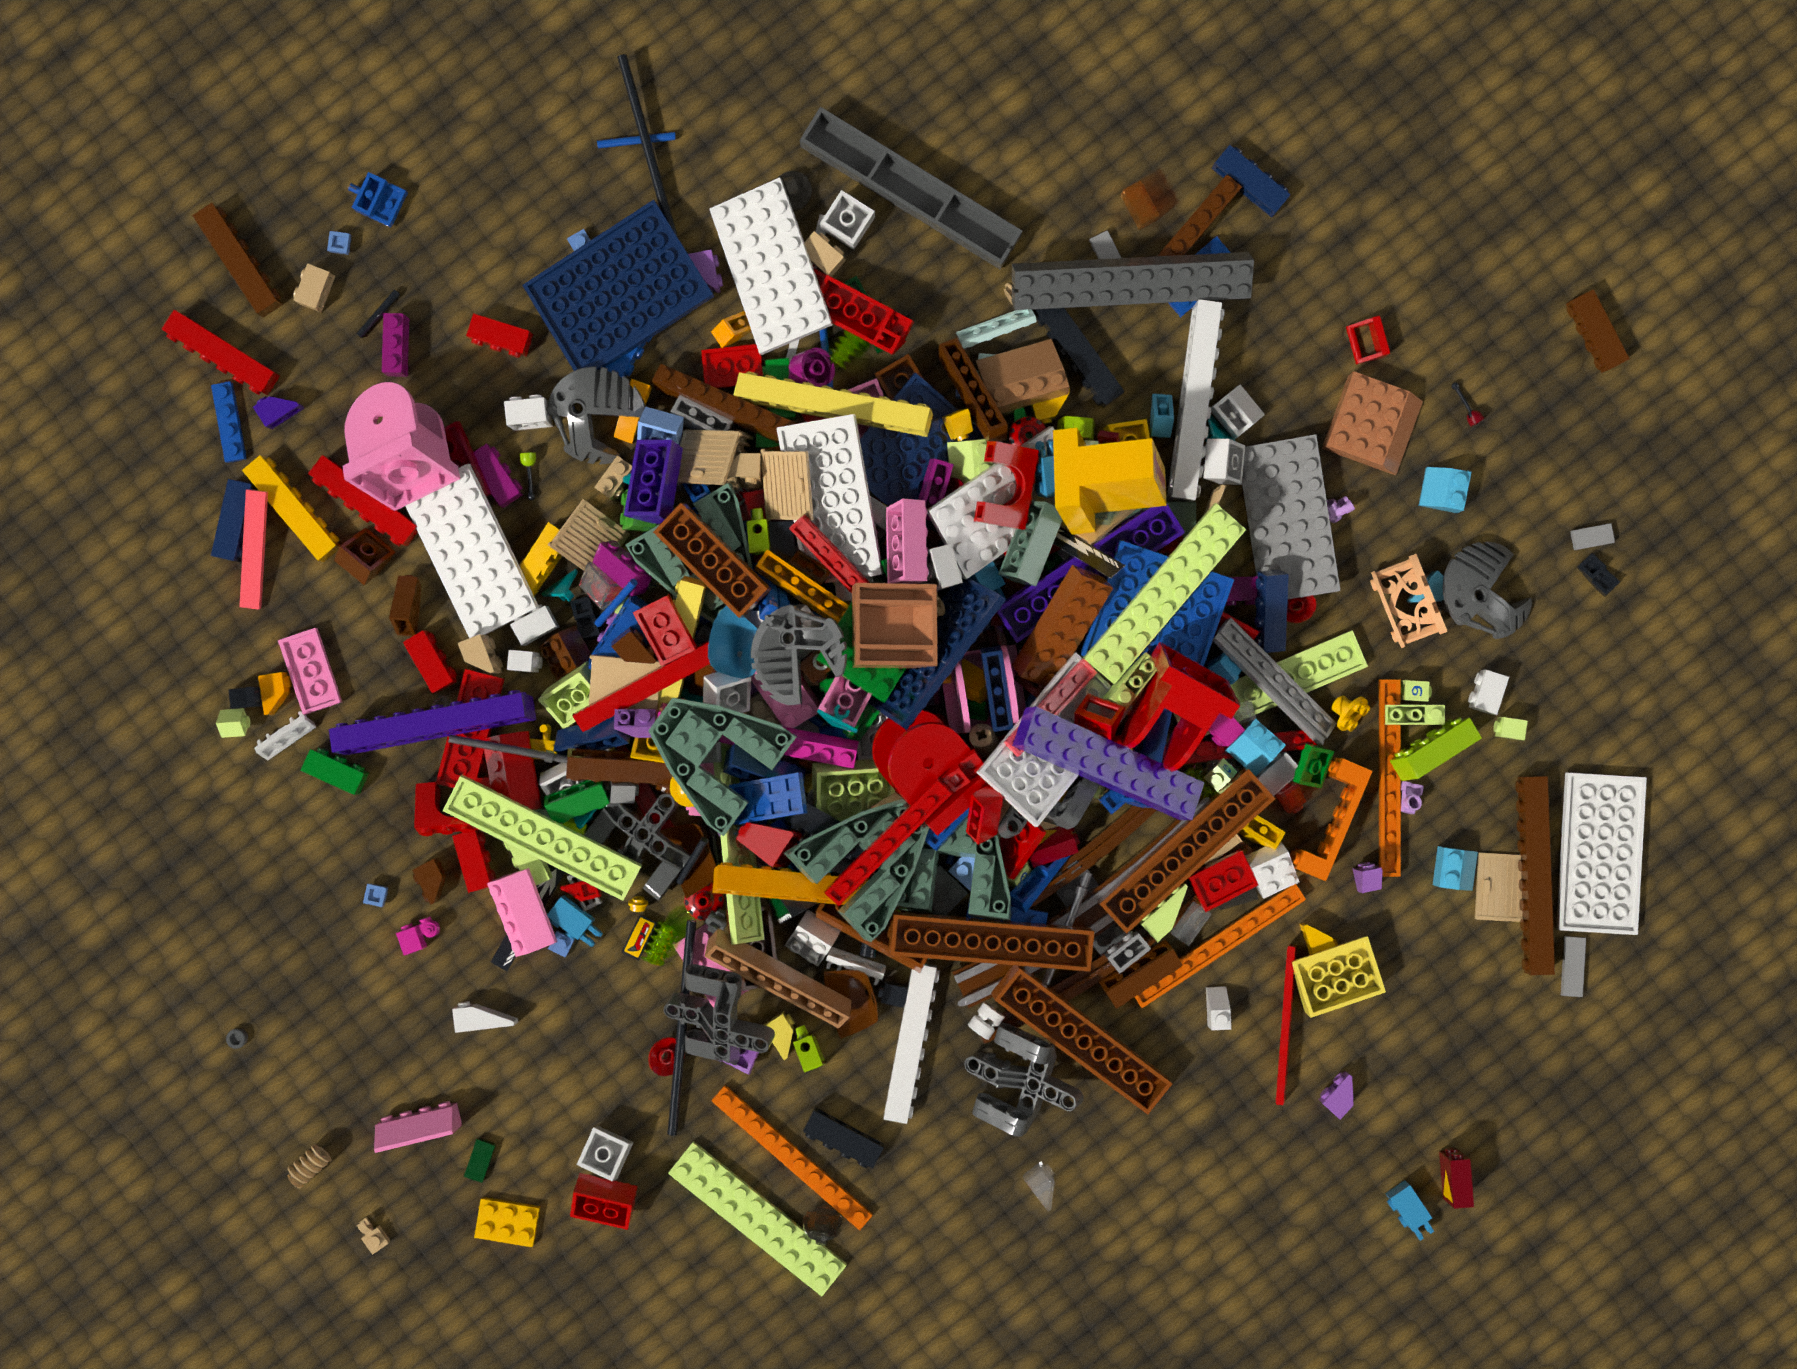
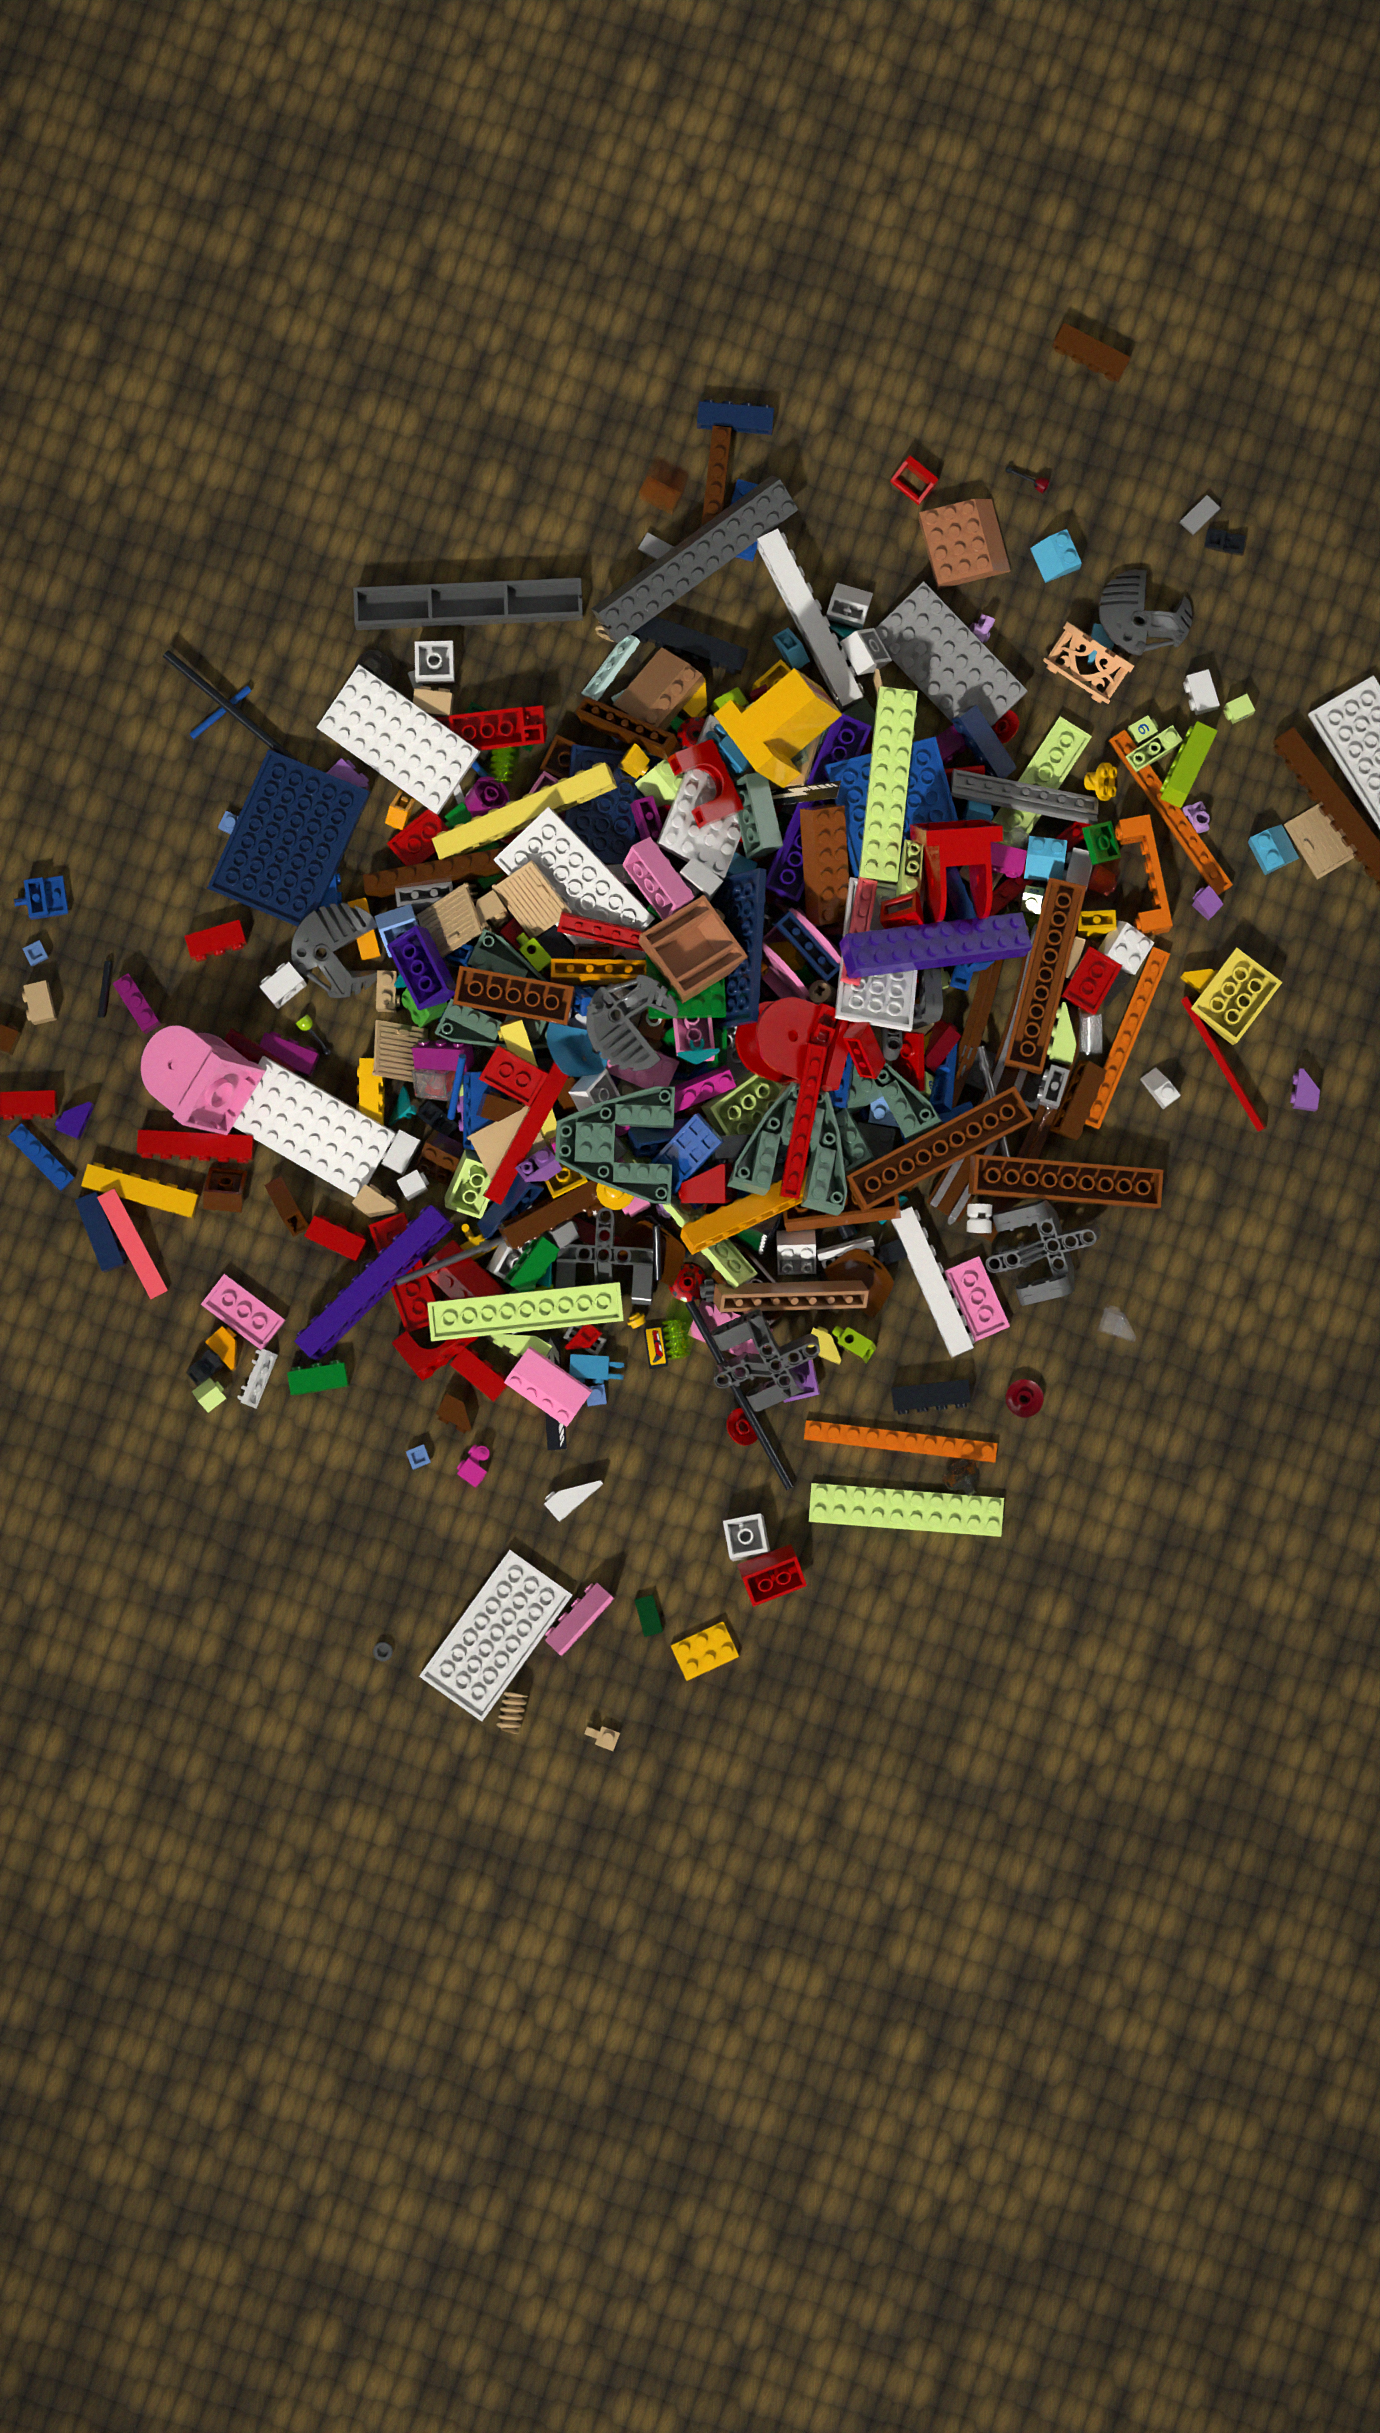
camera: 30 degrees left, 5 degrees down
(339, 1090) = (495, 1635): none -> white plate
(921, 1203) = (1032, 1393): none -> dark red dish
(938, 1081) = (976, 1299): none -> bright pink plate

